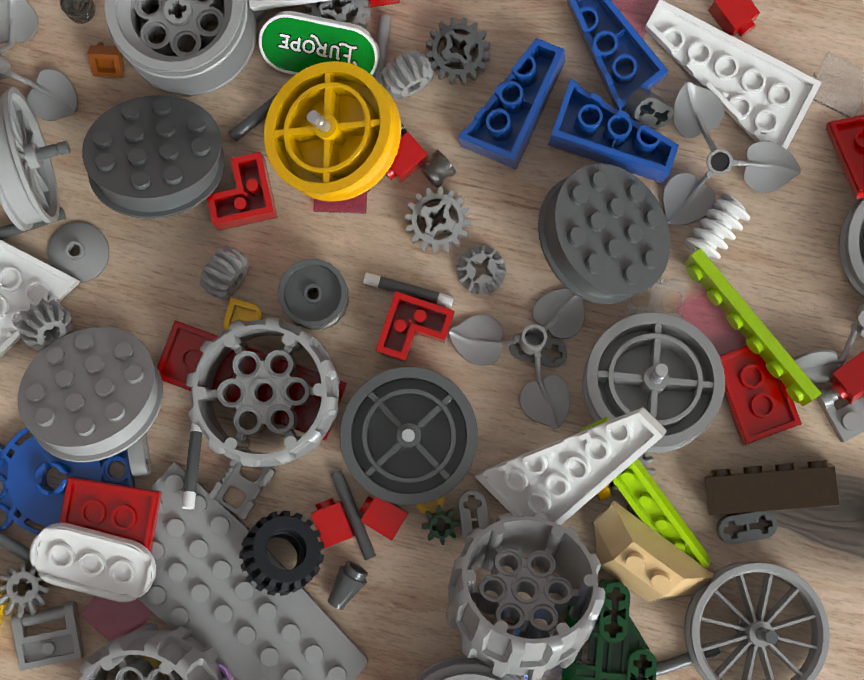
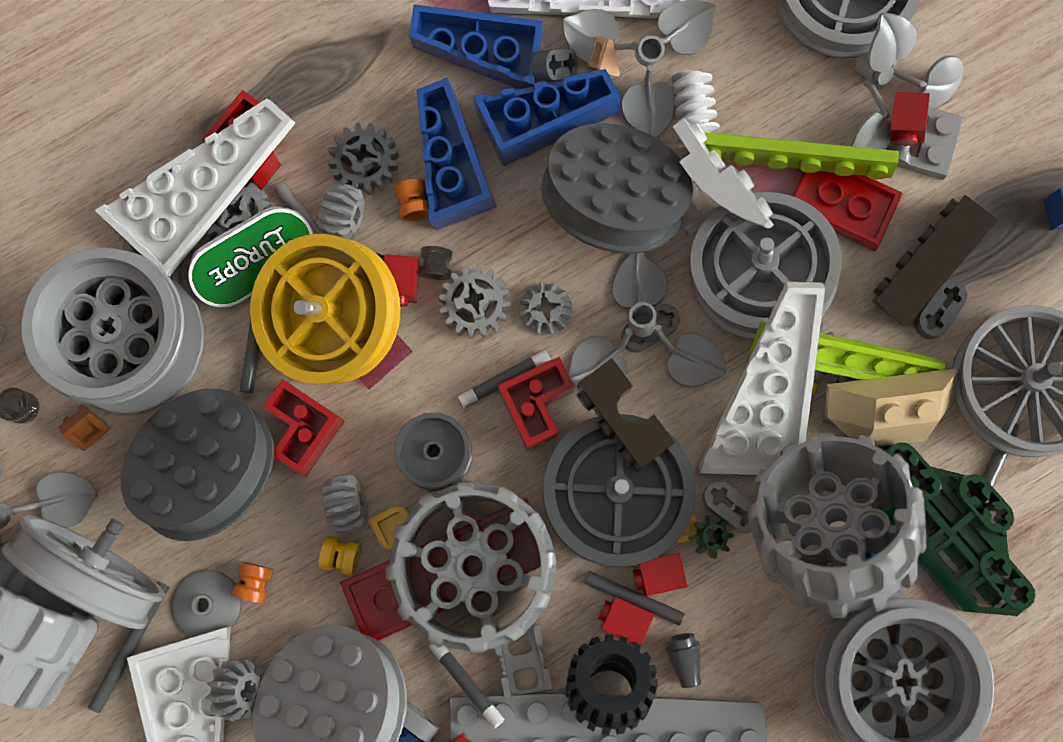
camera: 45 degrees left, 5 degrees down
(119, 266) = (252, 582): none -> orange wheel
(190, 303) = (339, 556): none -> yellow wheel
(458, 362) = (638, 442): none -> dark brown arch
(463, 110) = (412, 200): none -> orange wheel
(676, 305) = (726, 187): none -> white slope
(687, 135) = (604, 56): none -> light nougat slope

